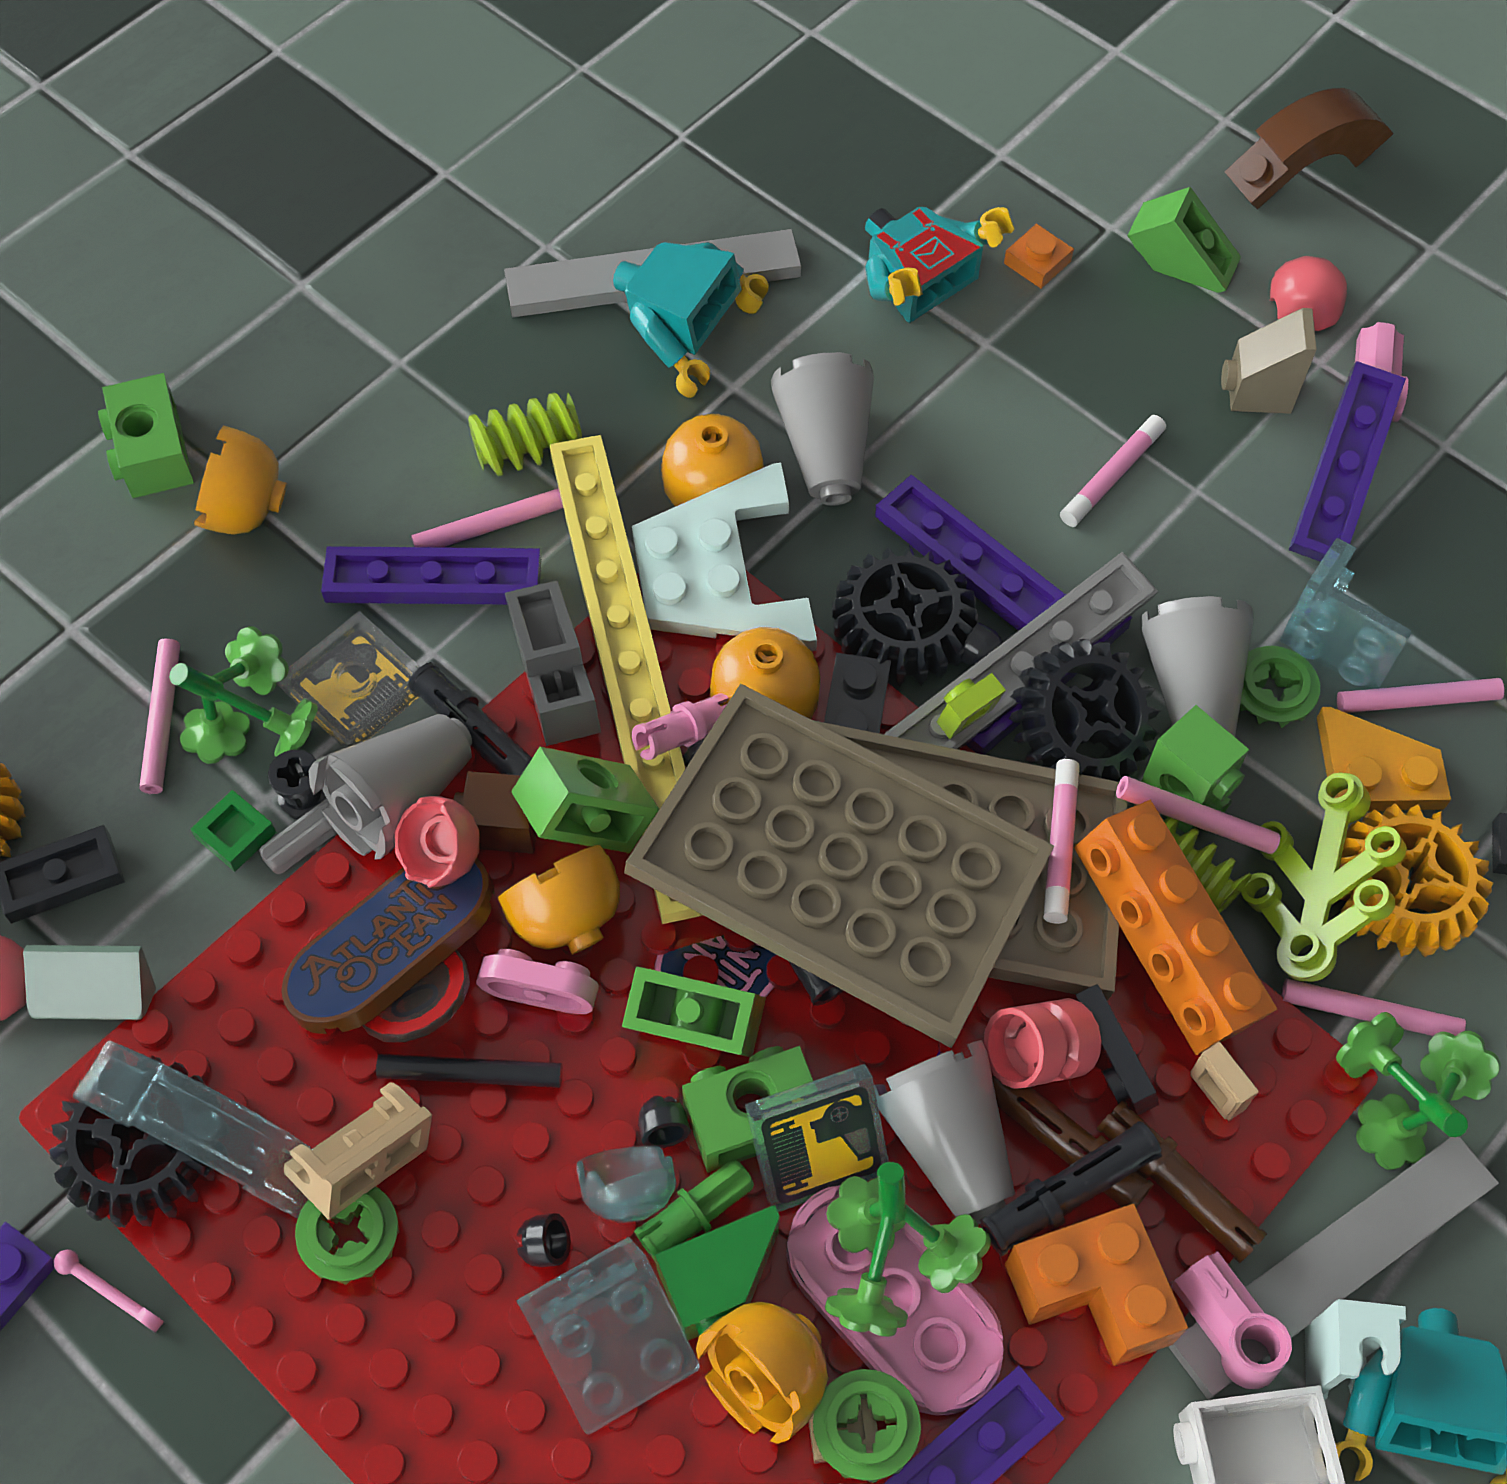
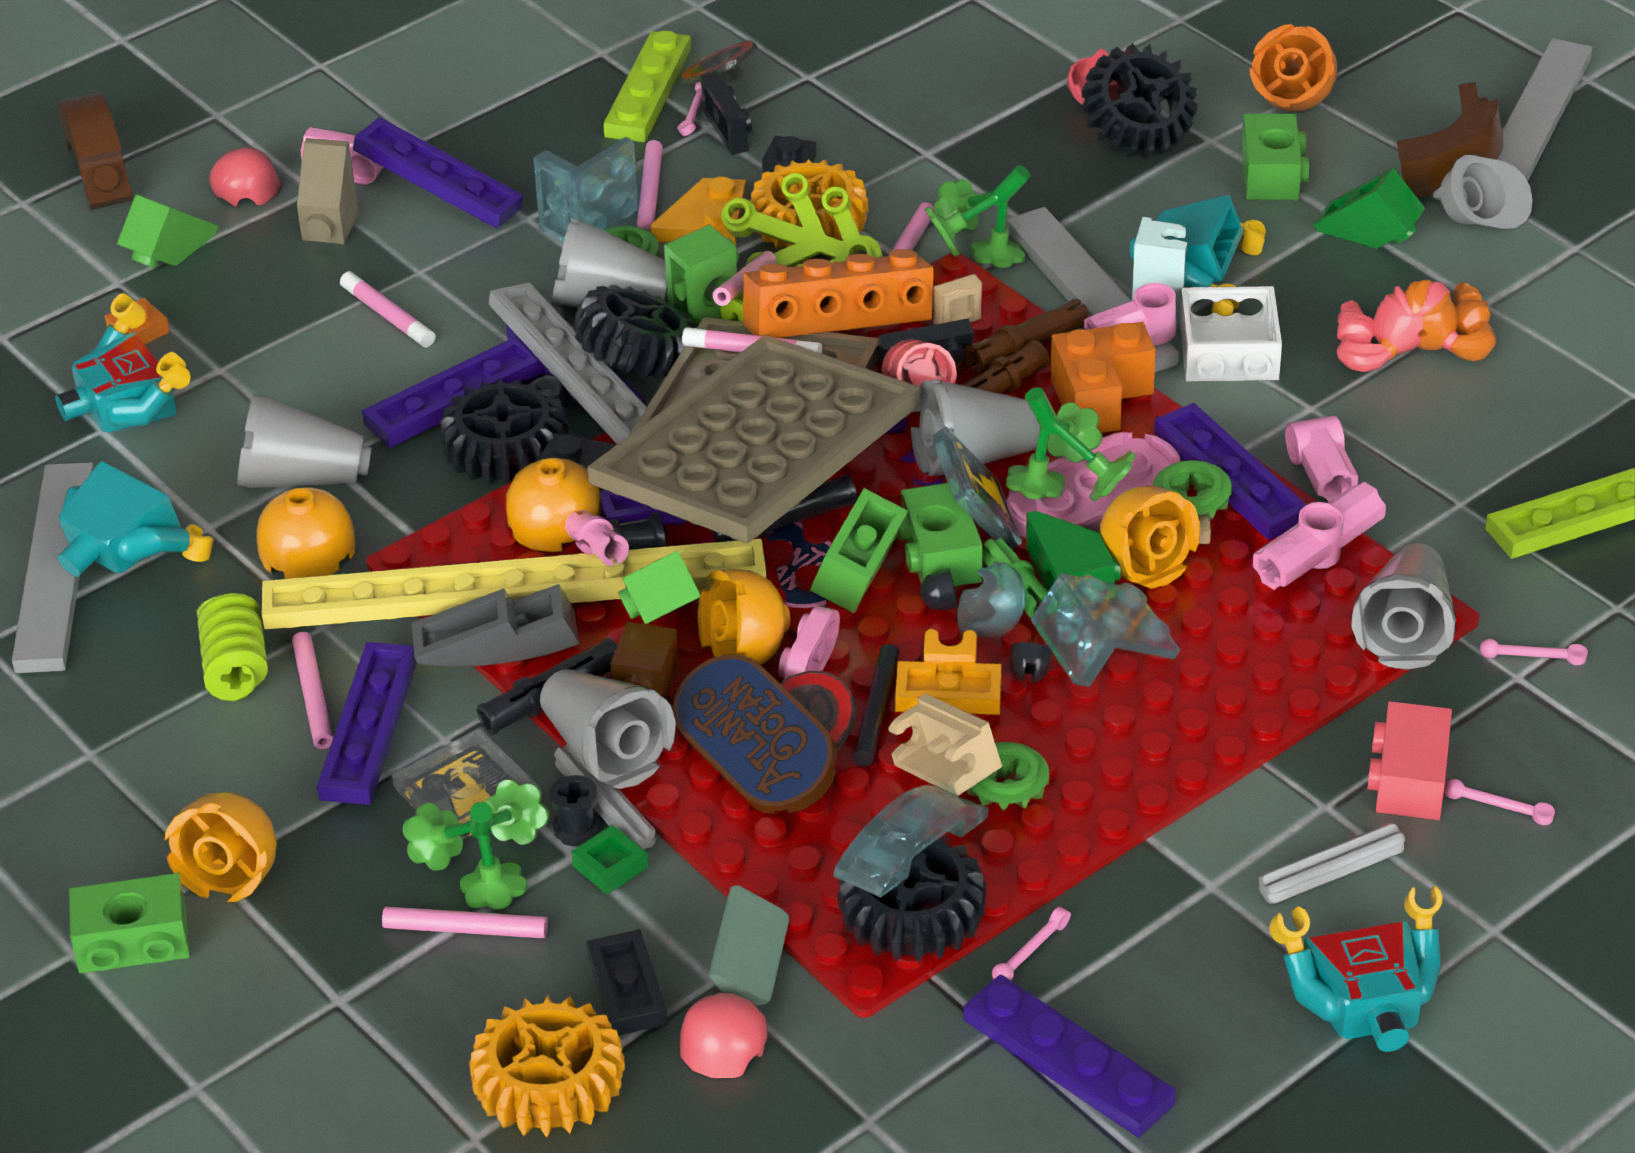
camera: 80 degrees left, 20 degrees down
(436, 841) = (684, 669): coral hair -> none
(499, 1147) = (950, 676): none -> light orange plate
(696, 568) = (421, 536): light aqua wing -> none
(969, 703) = (621, 375): lime plate -> none
(1049, 1201) = (1012, 338): black pin -> none

